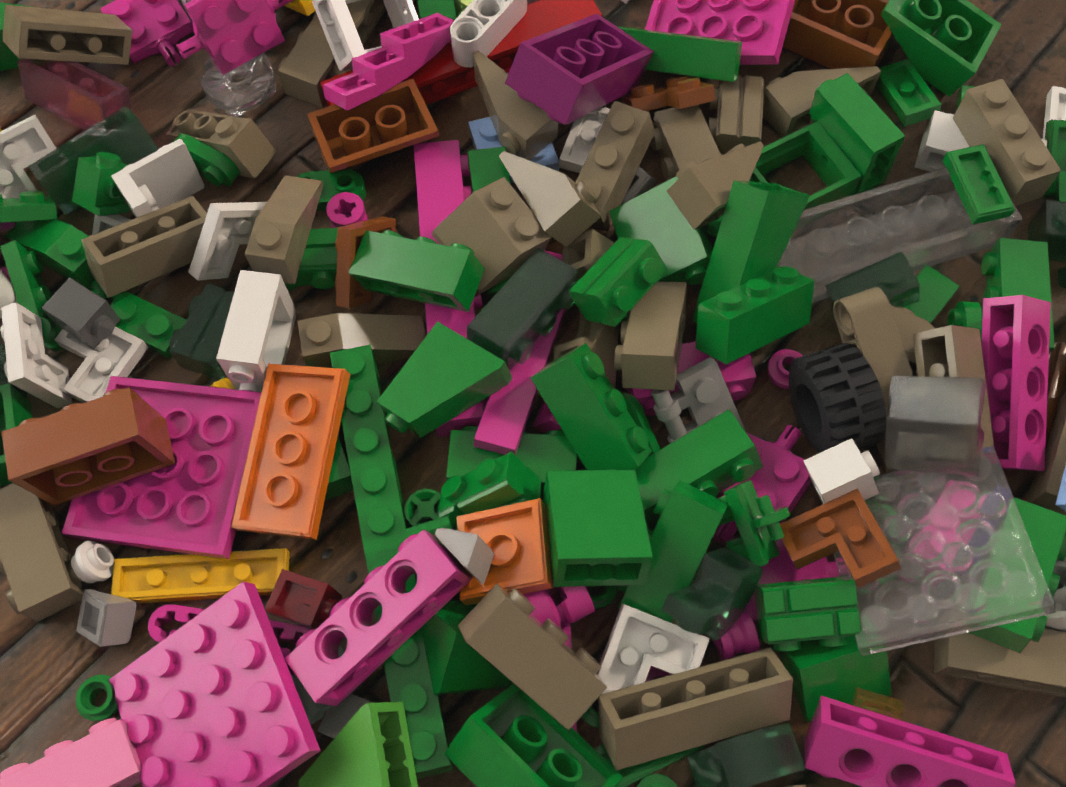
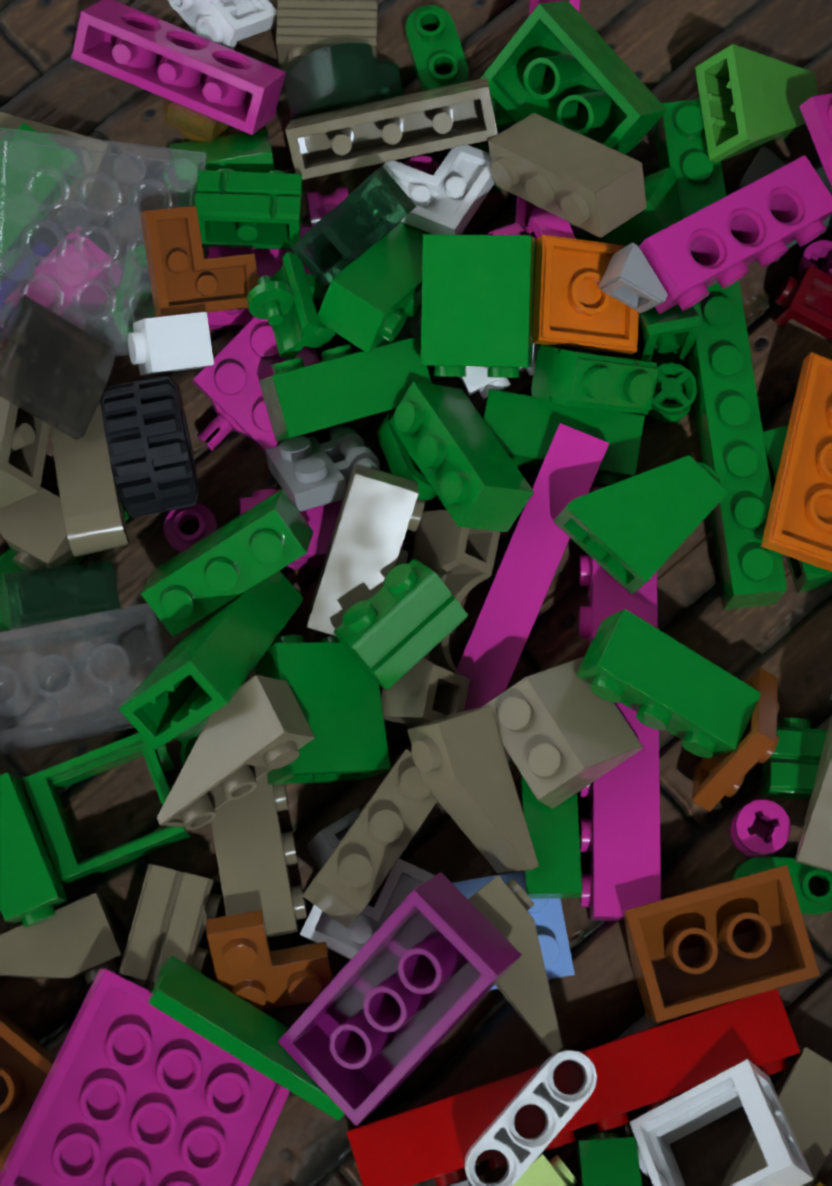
camera: 175 degrees left, 10 degrees up
(389, 336) = (752, 627): dark tan slope -> none
(401, 55) = (684, 1055): dark pink slope -> none
(524, 308) = (528, 611): clear green brick -> none

